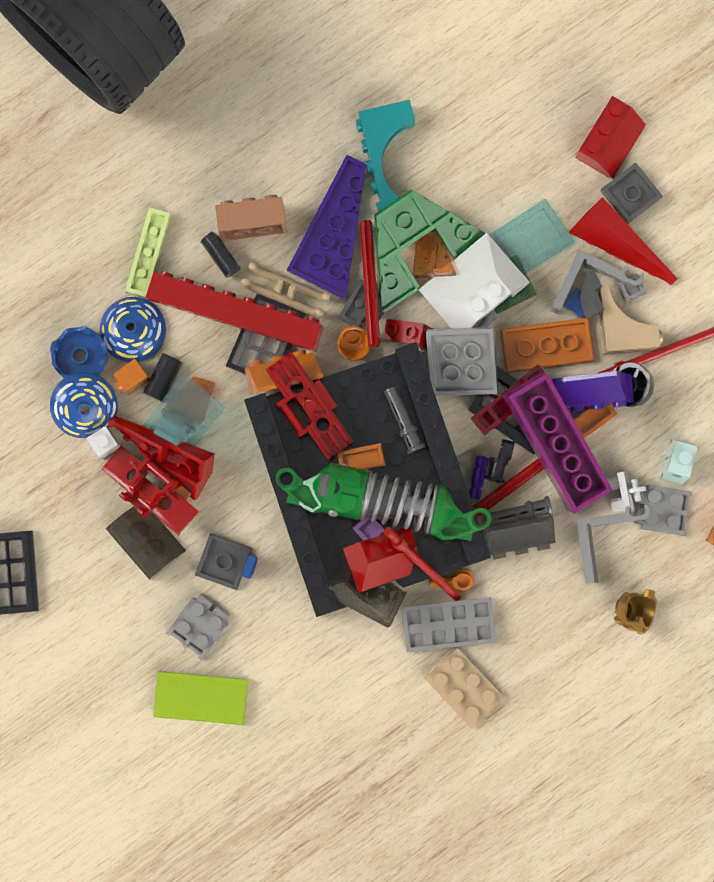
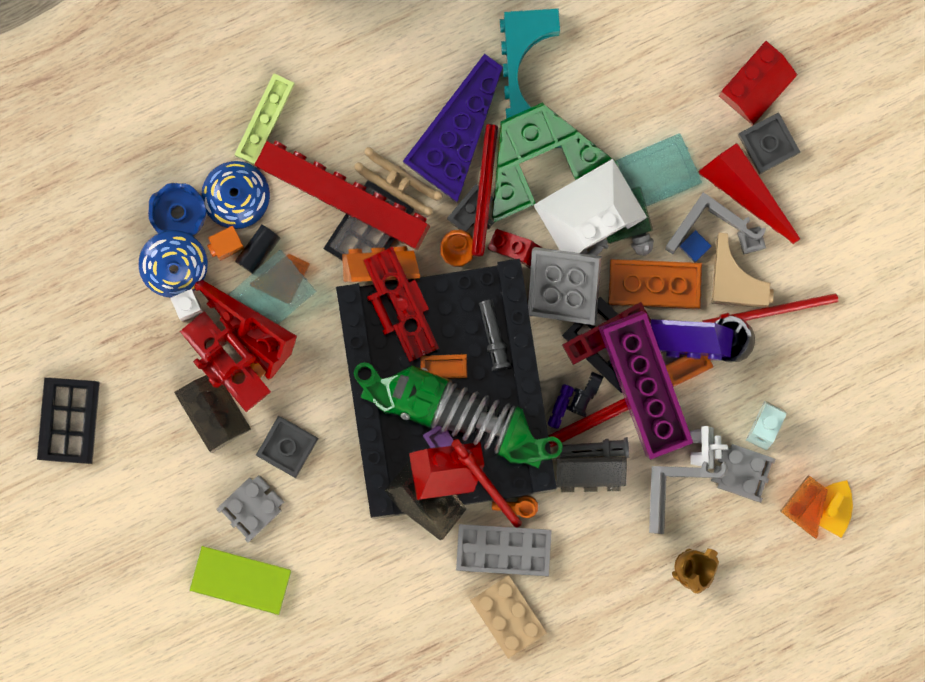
camera: 10 degrees right, 0 degrees up
(175, 427) = (262, 302): clear light blue brick -> none
(220, 254) = (338, 134): black brick -> none
(249, 567) = (312, 457): blue tile -> none
(251, 218) = (375, 102): nougat brick -> none
(431, 258) = (552, 175): clear orange wing -> none
(529, 309) = (642, 244): none -> light grey plate
(589, 298) = (705, 244): dark grey slope -> none

